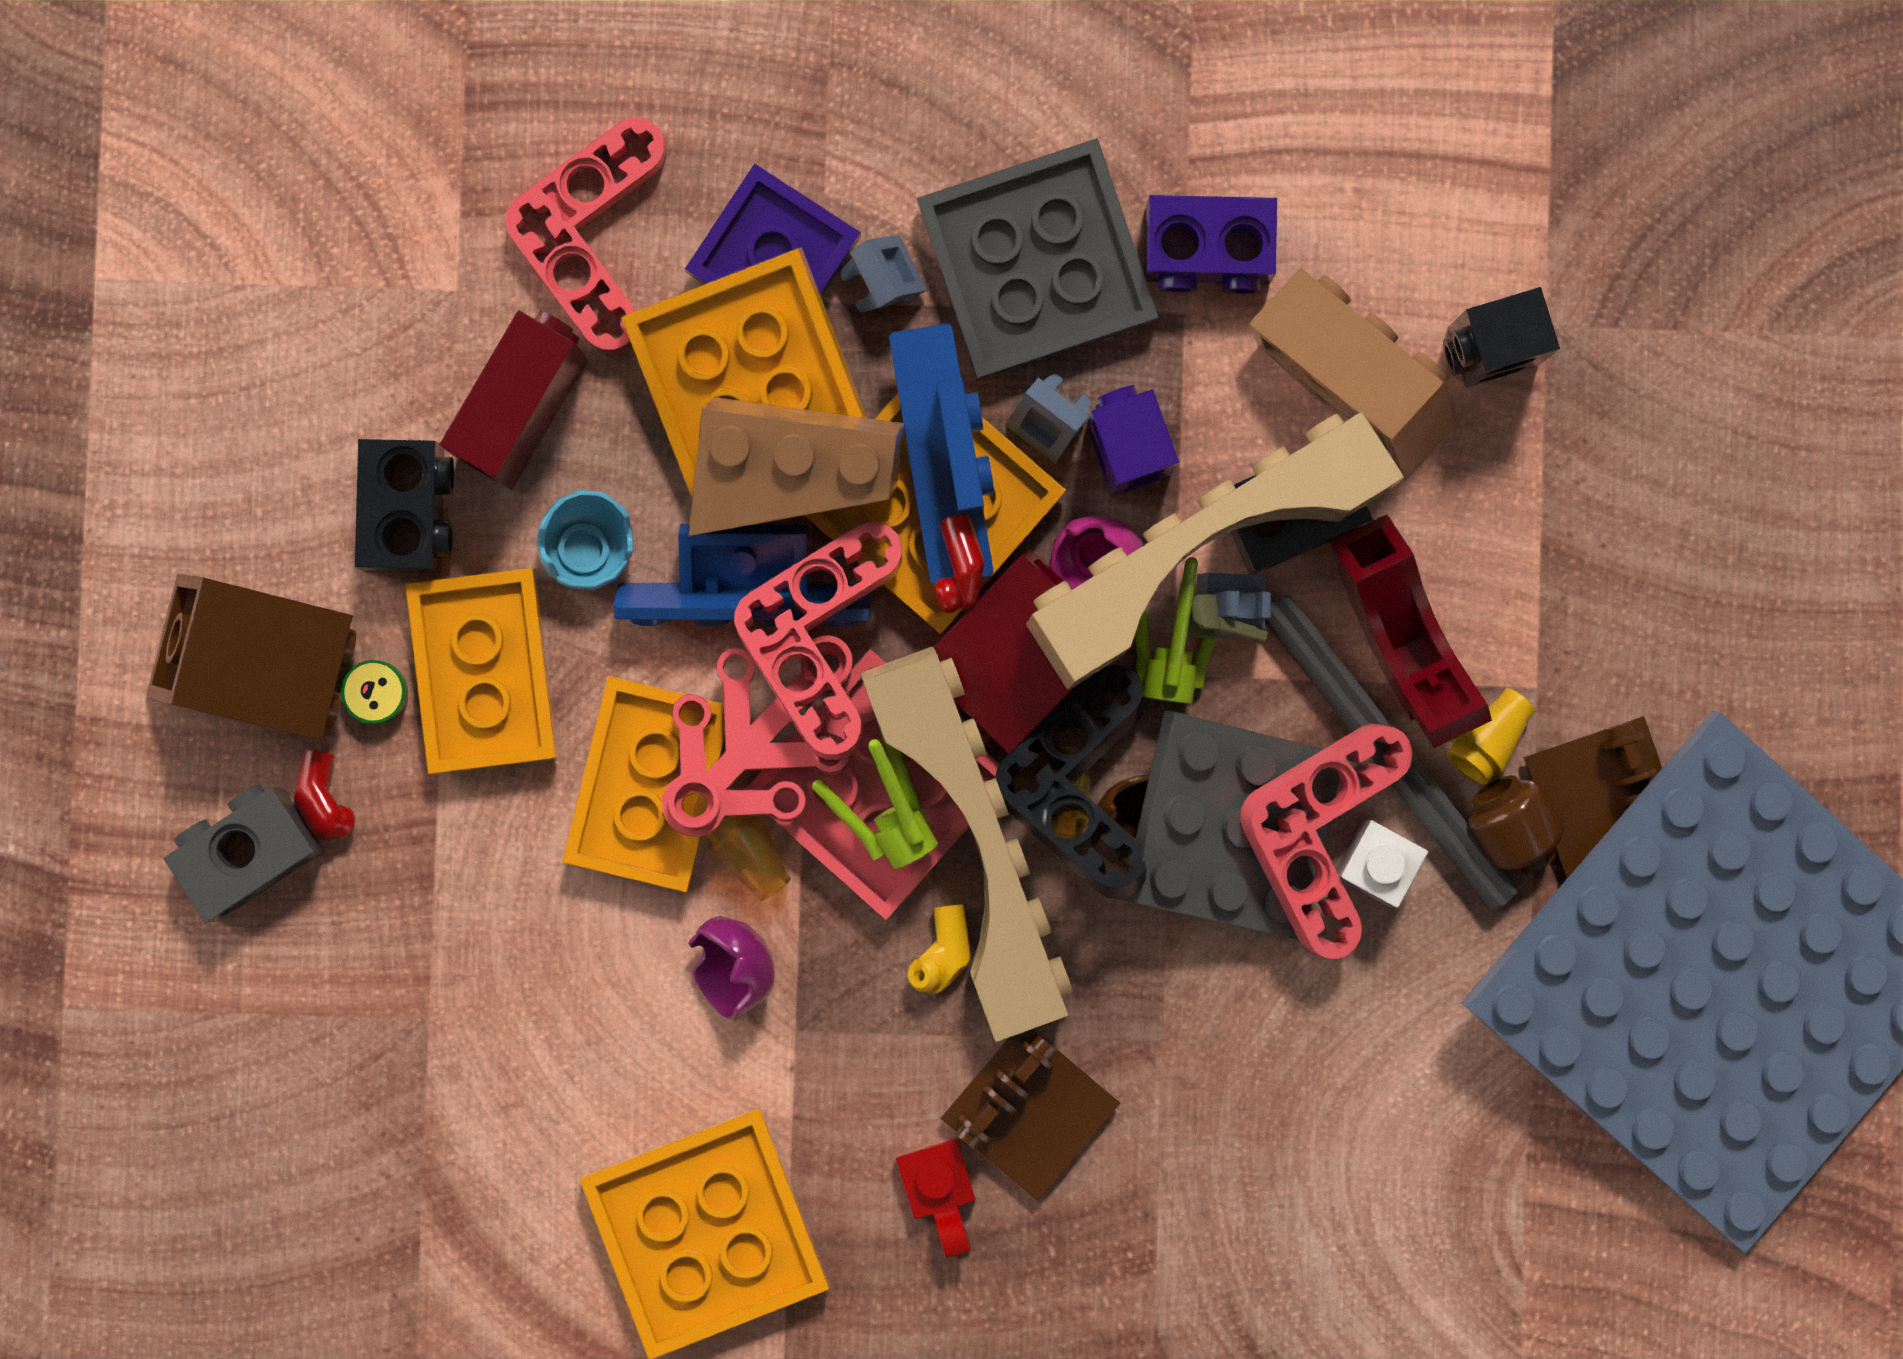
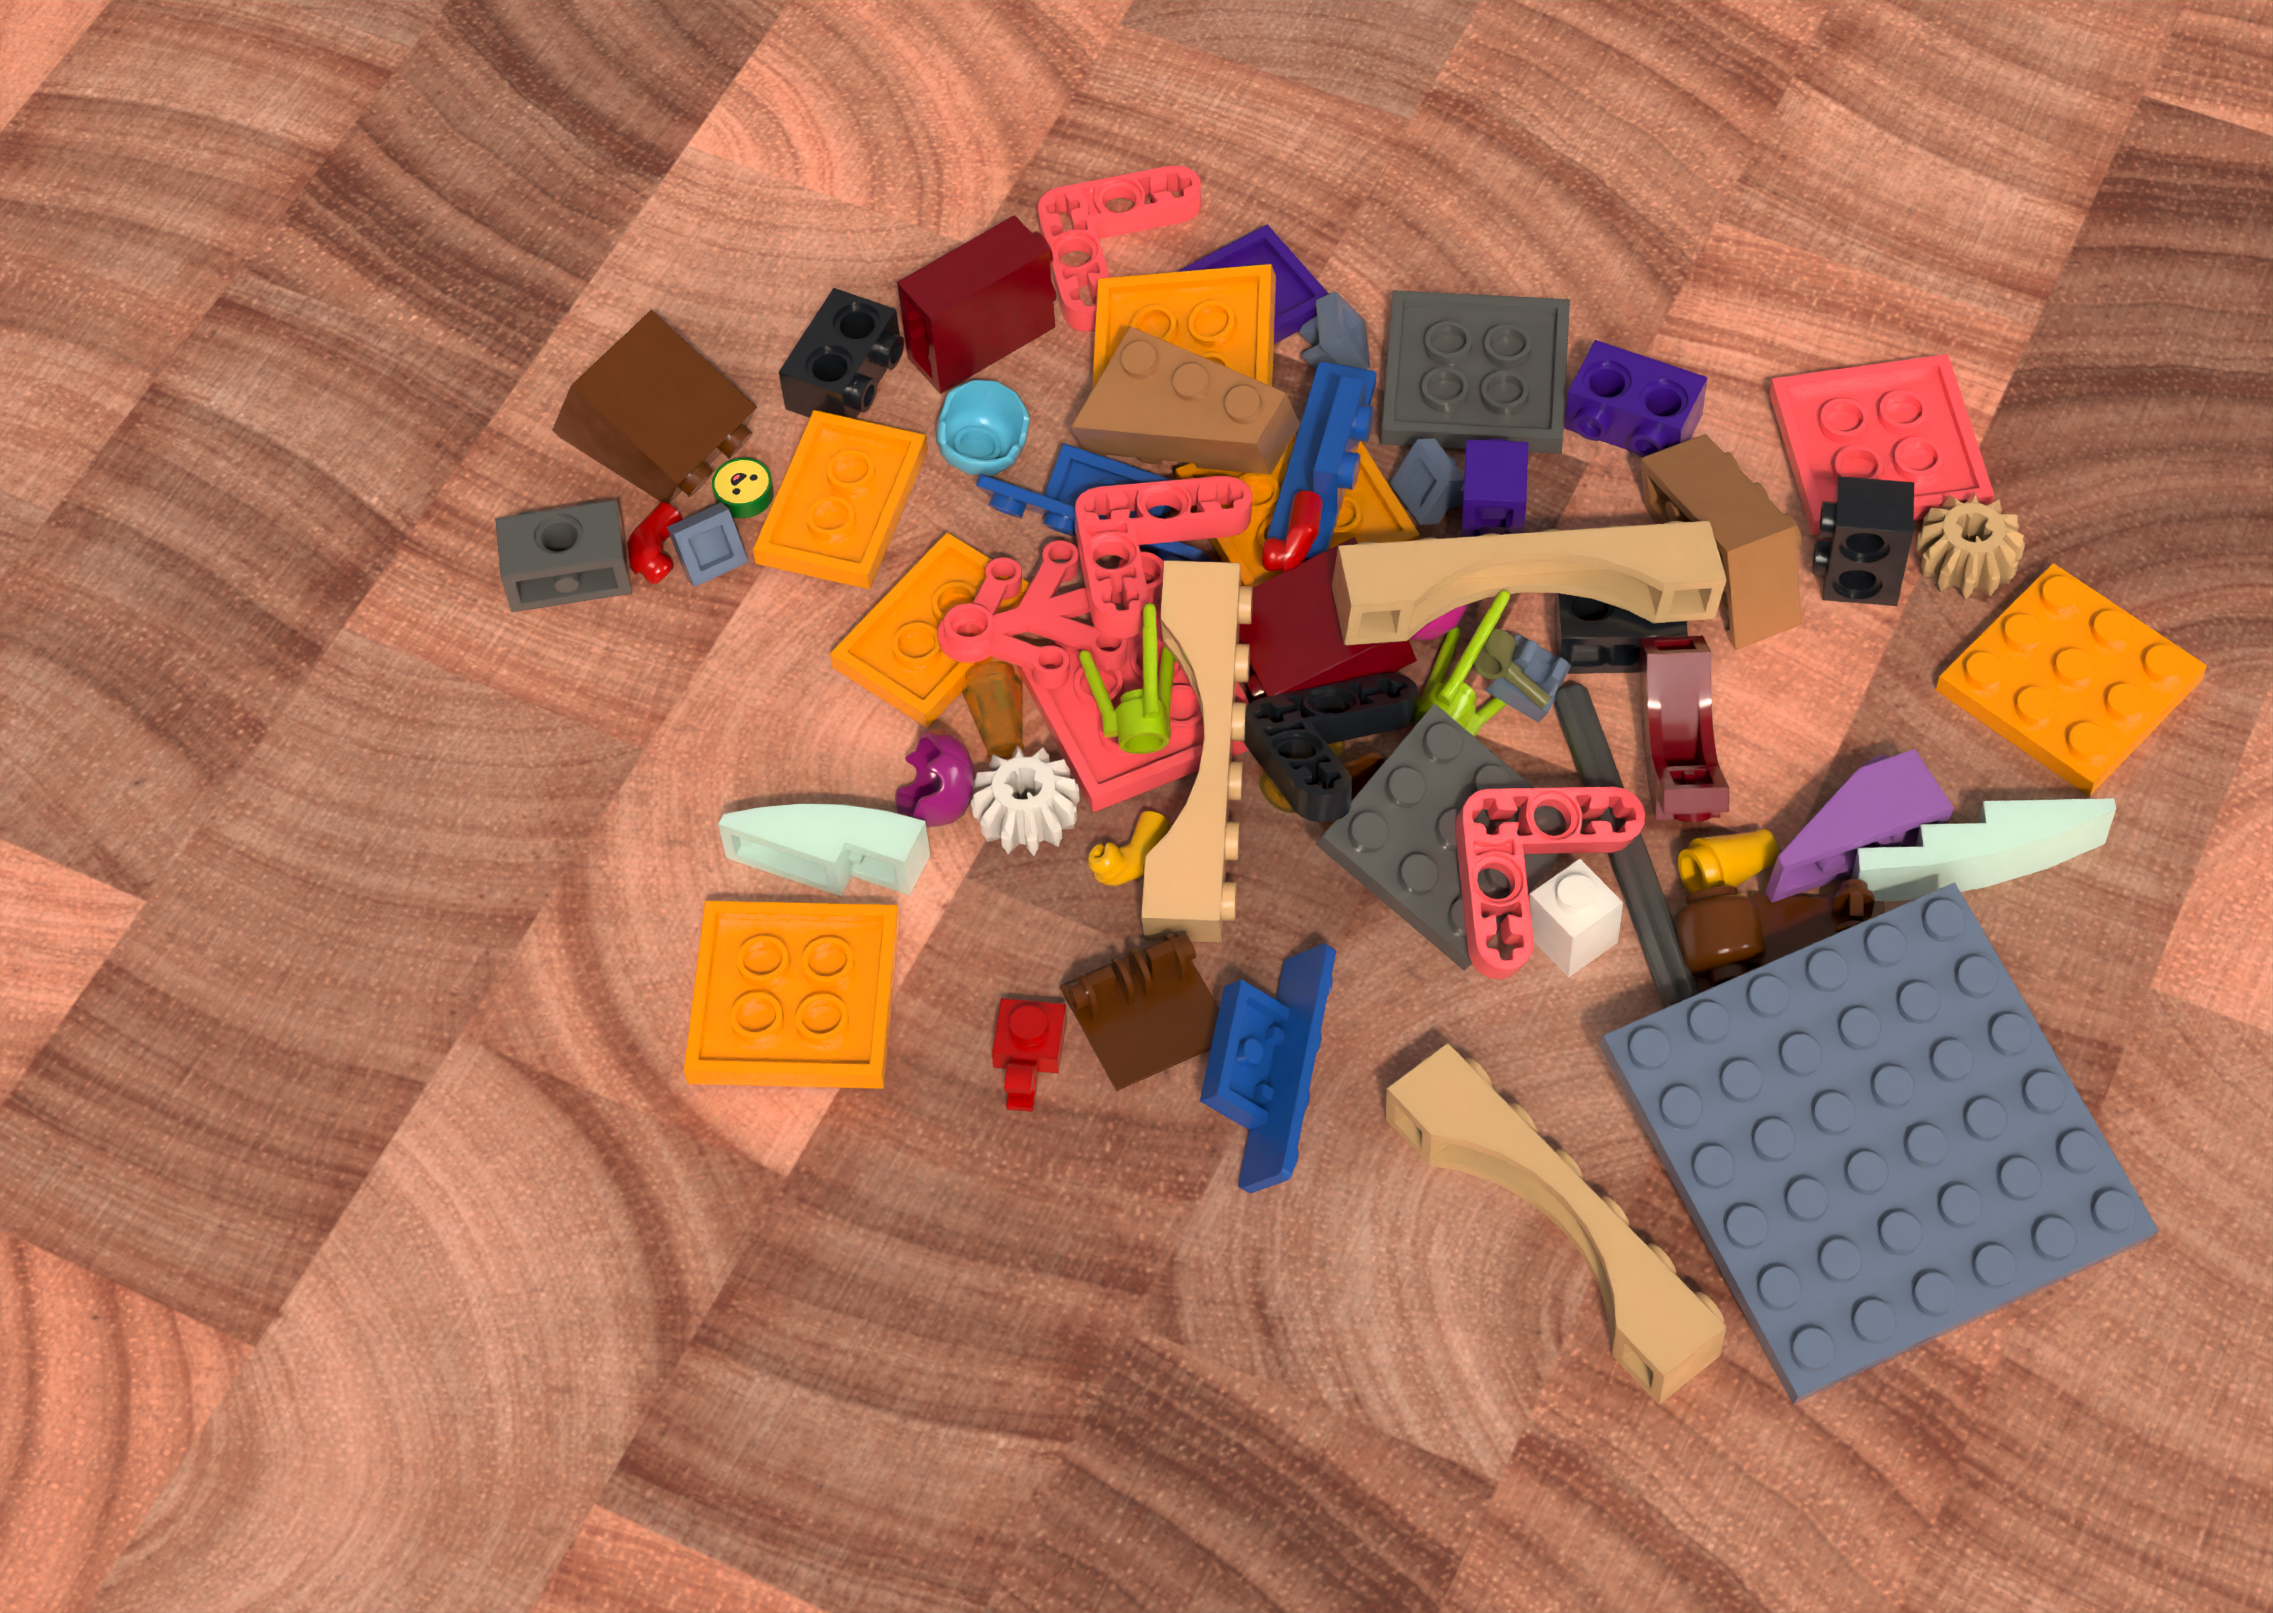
camera: 30 degrees right, 30 degrees down
(377, 782) = (707, 544): none -> sand blue tile
(664, 1068) = (828, 844): none -> light aqua slope
(808, 960) = (1025, 800): none -> white gear
(1166, 1125) = (1266, 1062): none -> blue bracket
(1462, 190) = (1883, 425): none -> coral plate
(1597, 1239) = (1463, 1125): none -> tan arch
(1602, 649) = (1872, 810): none -> medium lavender slope
(1609, 273) = (1970, 545): none -> tan gear
(1730, 391) = (2071, 679): none -> light orange plate
(1731, 621) = (2005, 844): none -> light aqua slope

